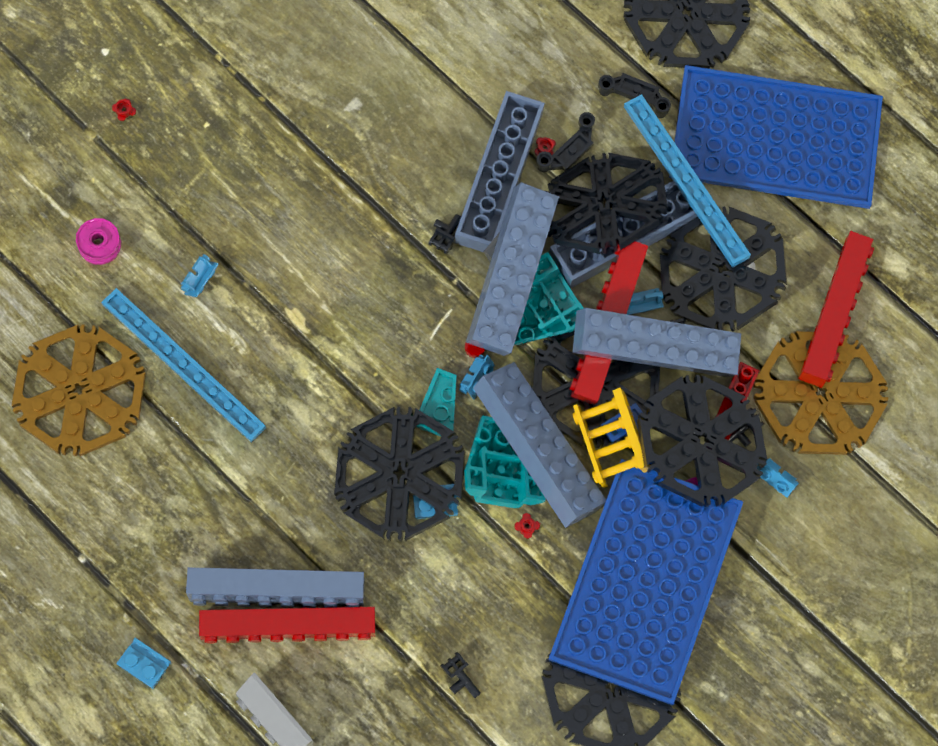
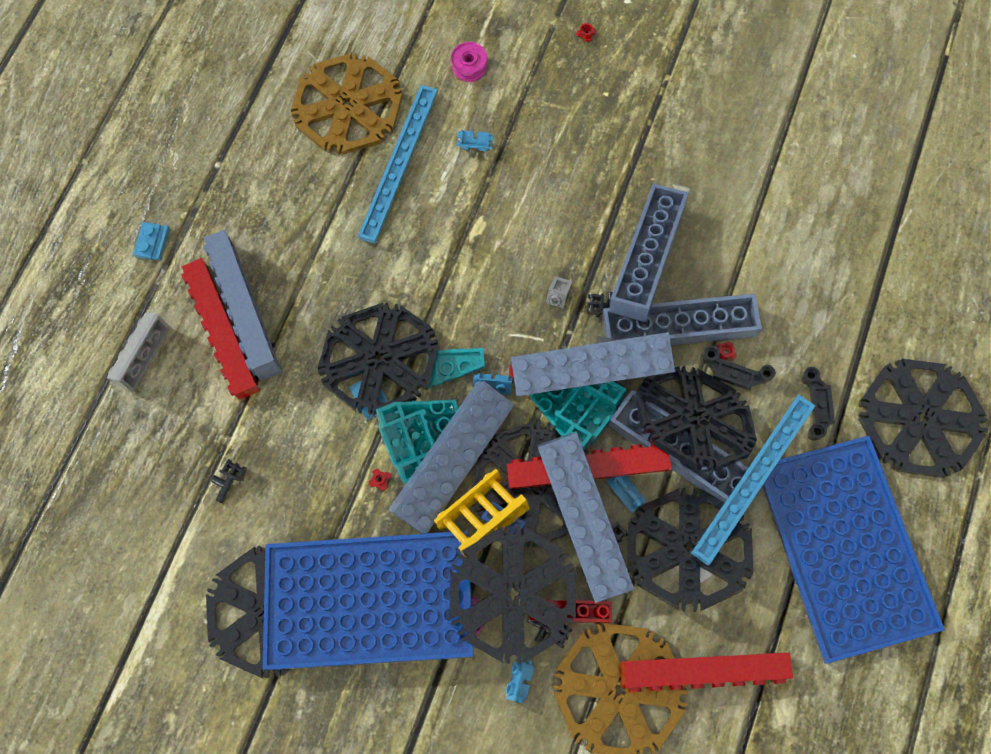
camera: 75 degrees right, 0 degrees up
(410, 270) = (558, 292): none -> light grey bracket
(417, 163) = (648, 253): none -> sand blue brick

